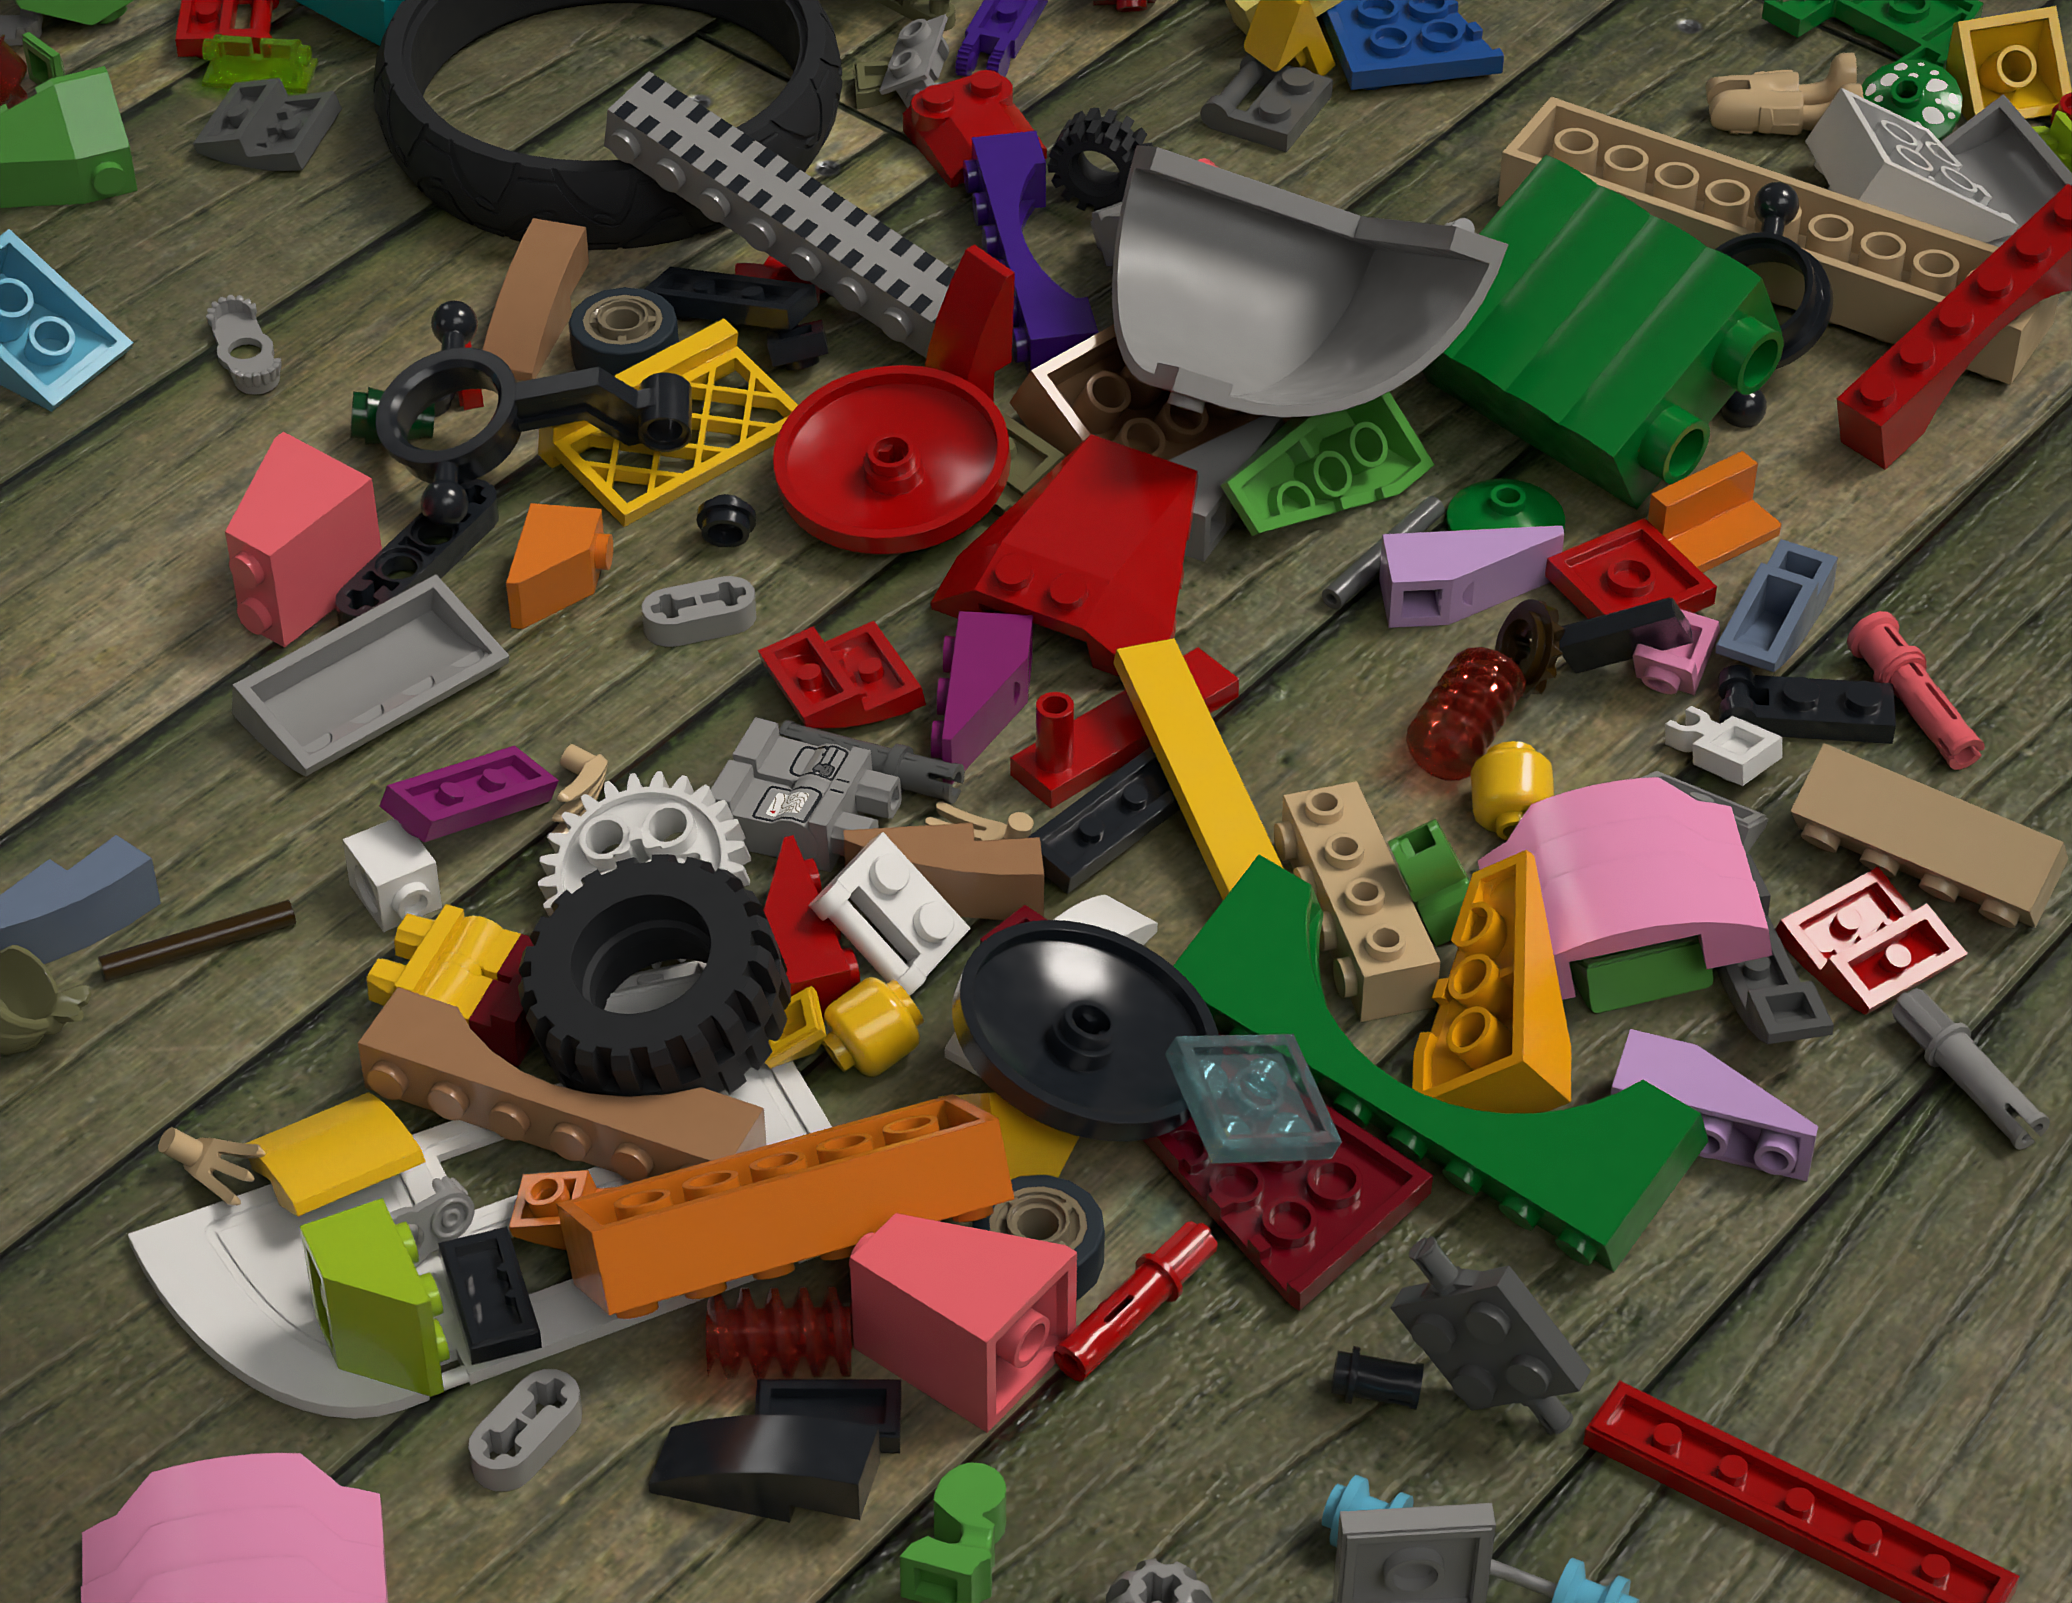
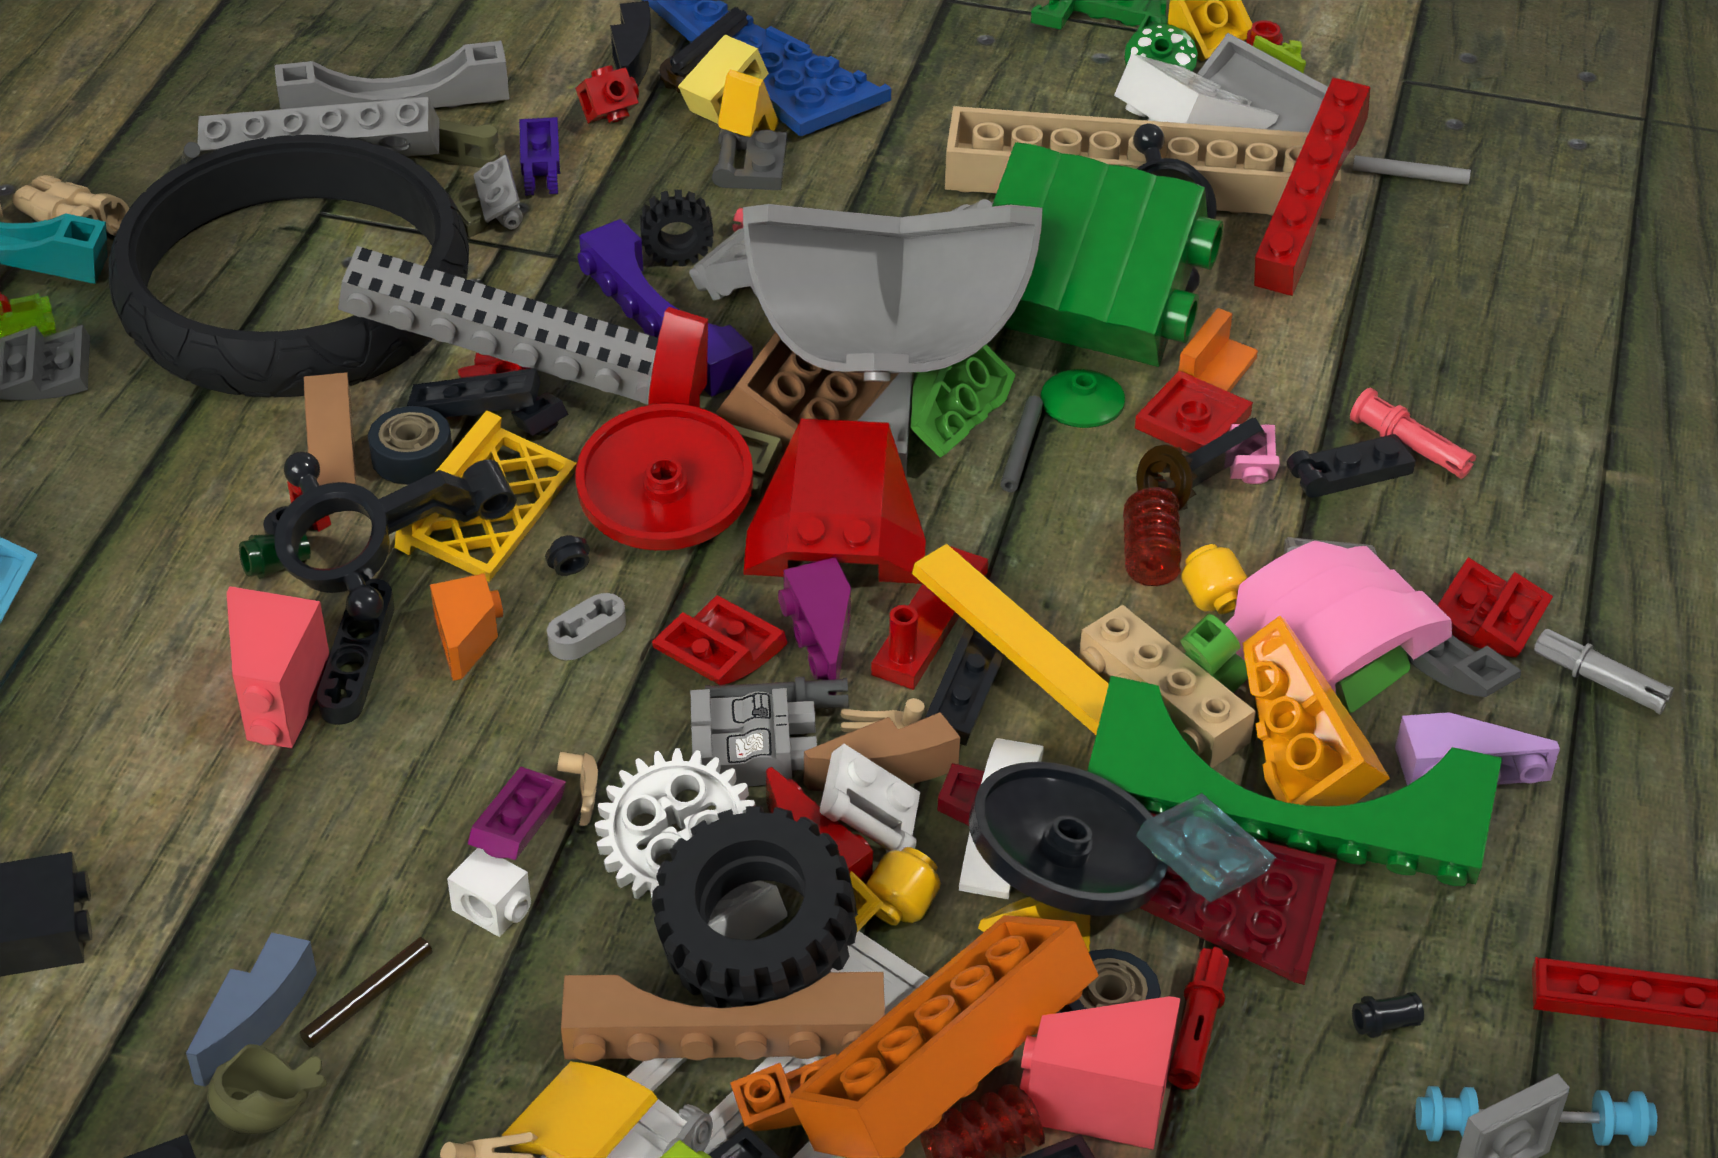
camera: 25 degrees left, 0 degrees up
(235, 325) = (109, 519): light grey piece -> none
(366, 677) = (376, 753): light grey slope -> none
(464, 965) = (594, 942): yellow hips -> none
(951, 113) = (552, 227): red slope -> none
(1461, 572) = (1083, 443): lavender slope -> none
(1490, 1337) = (1465, 958): dark grey plate -> none
(1728, 749) = (1325, 507): white plate -> none
(1776, 99) = (1080, 74): tan piece -> none
(1779, 606) = (1299, 404): sand blue slope -> none
(1929, 836) = (1491, 527): tan brick -> none

